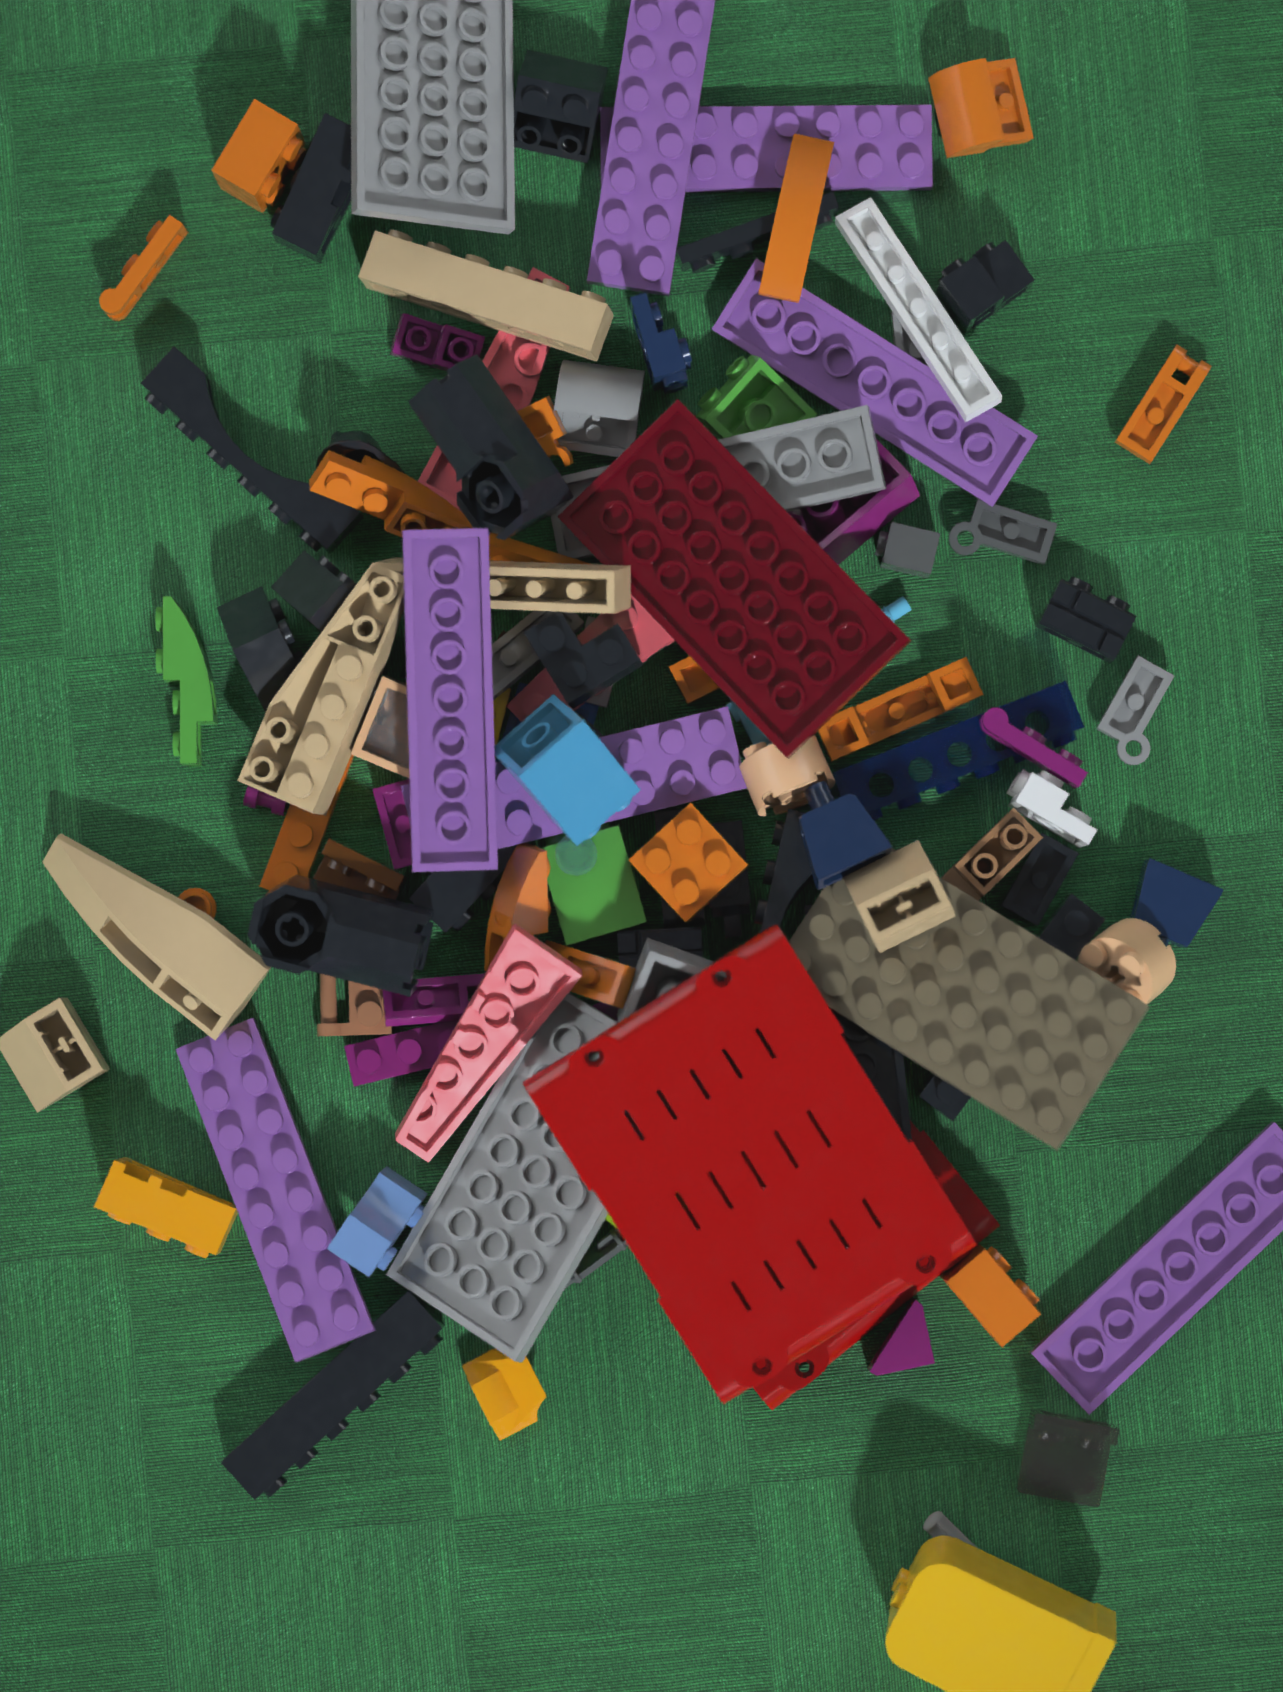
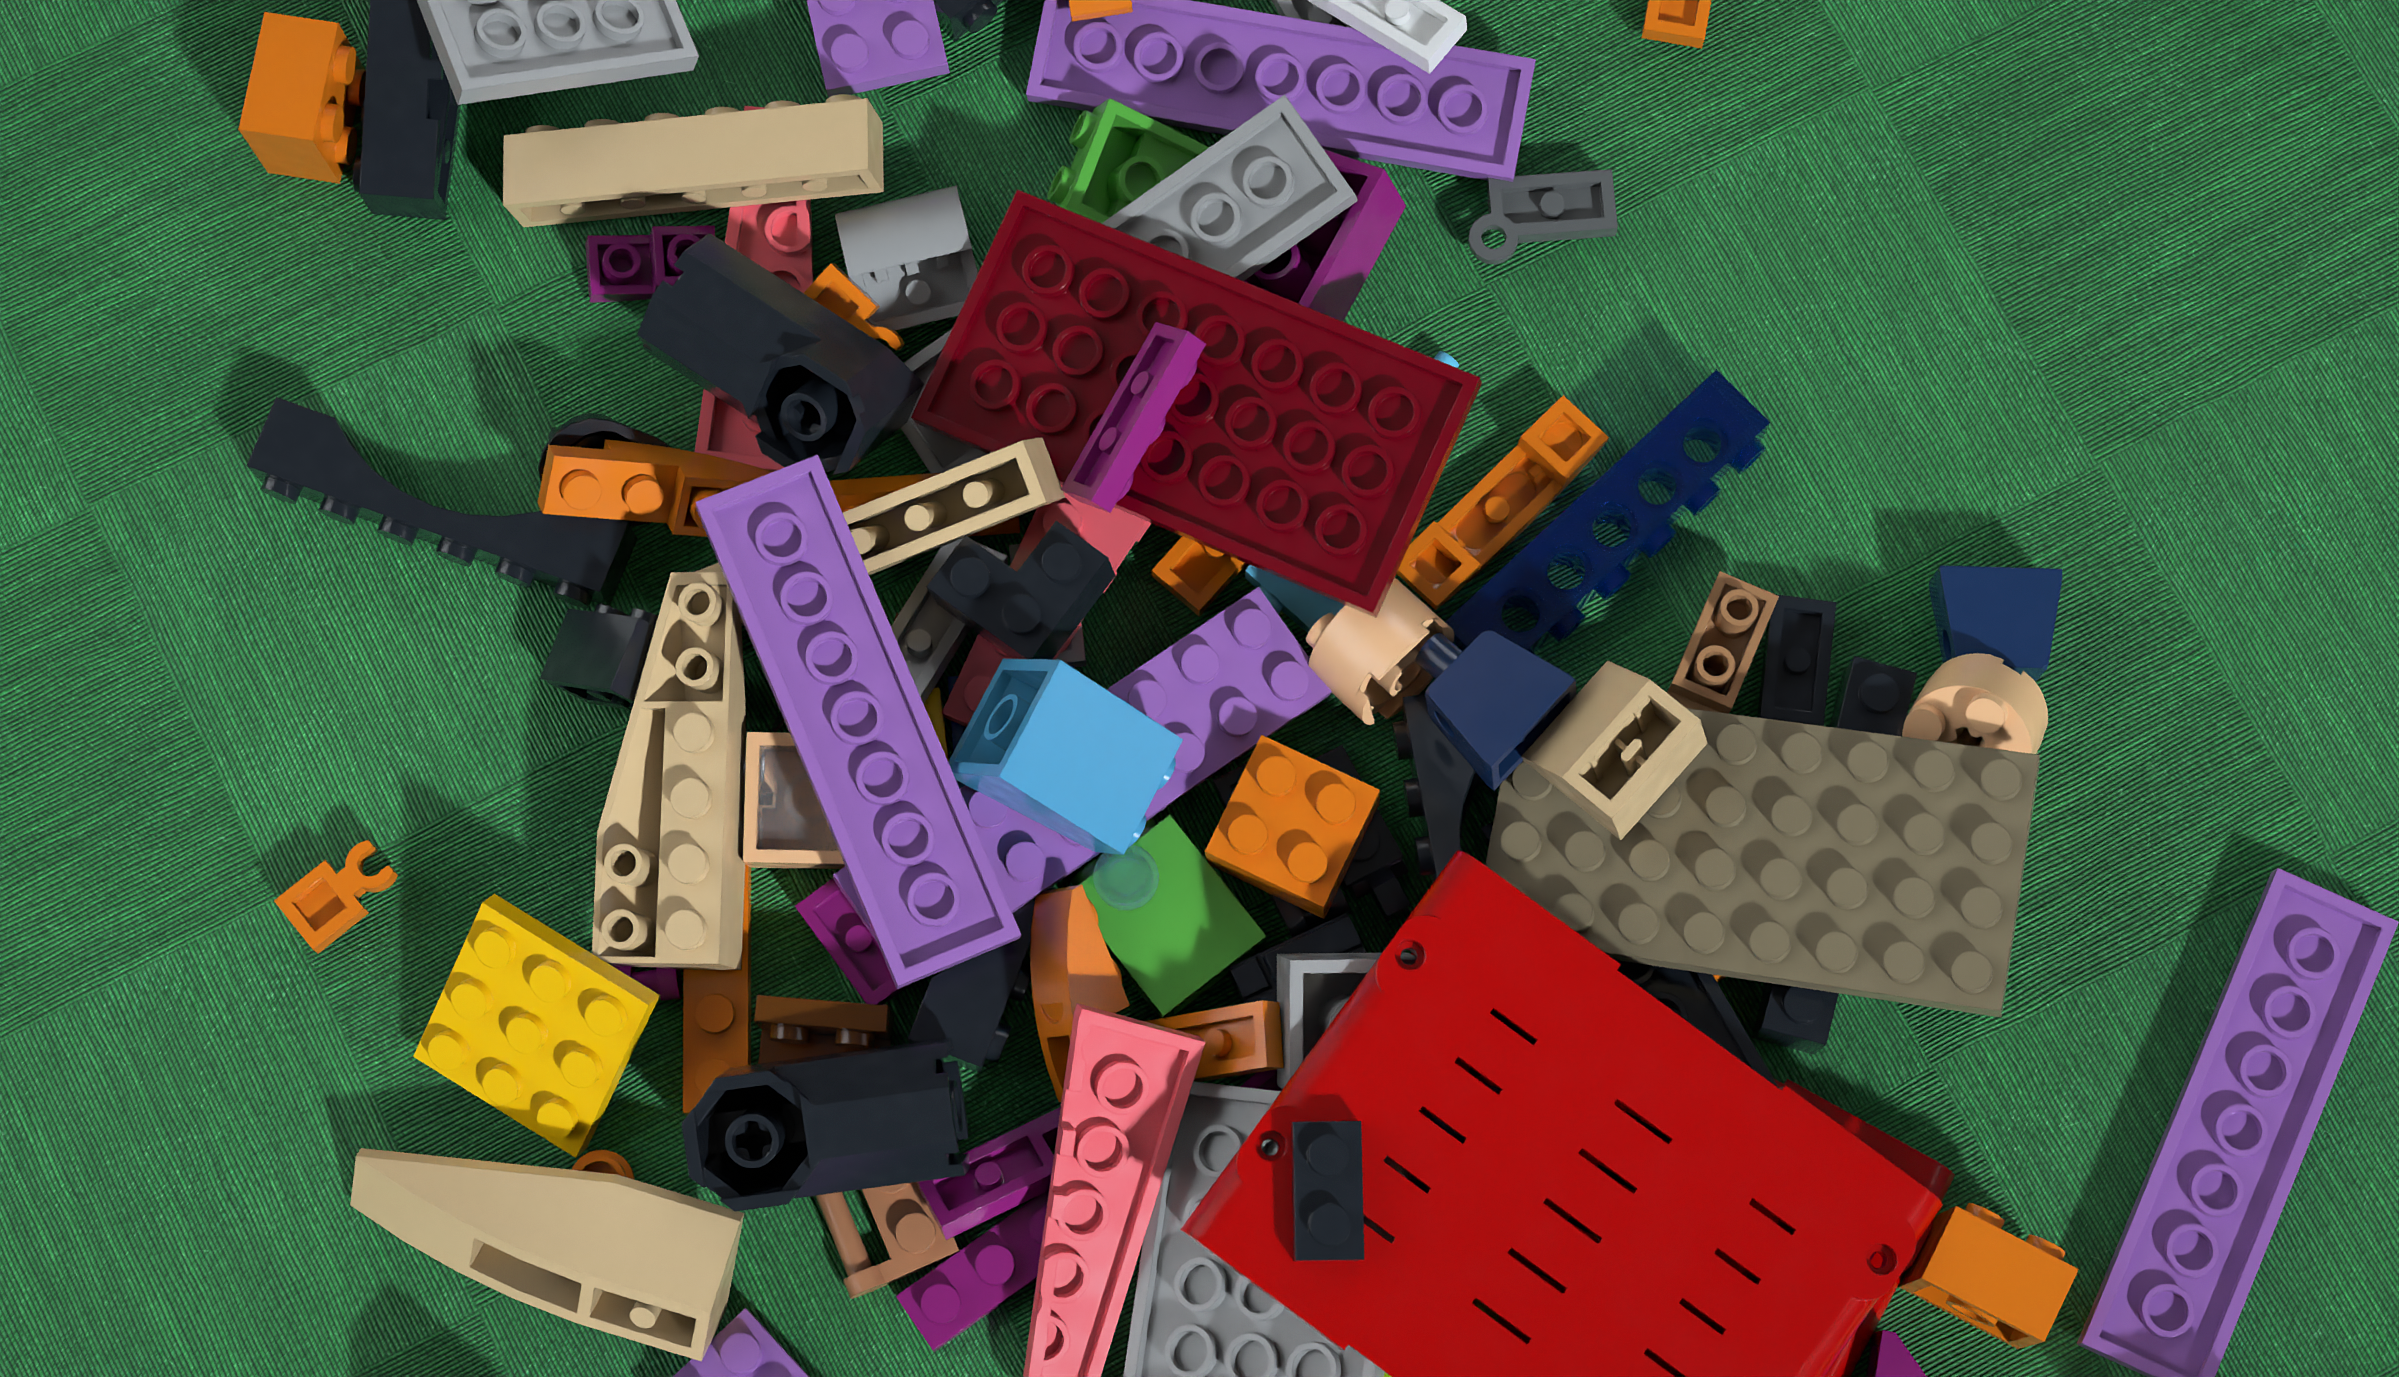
camera: 25 degrees left, 10 degrees down
(94, 673) = (327, 902): none -> orange plate
(143, 269) = (196, 315): orange plate -> none
(186, 663) = (454, 835): bright green slope -> none
(190, 802) = (535, 1025): none -> yellow plate
(260, 641) = (553, 757): black brick -> none
(615, 1097) = (1327, 1191): none -> black plate
(663, 352) = (965, 141): dark blue plate -> none
(690, 578) = (1134, 417): none -> magenta plate
(907, 549) = (1420, 283): dark grey brick -> none
(1031, 747) = (1711, 474): magenta plate -> none
(1041, 801) = (1756, 546): white plate -> none
(1086, 619) = (1708, 282): black brick -> none
(1134, 707) = (1824, 376): light grey hinge -> none

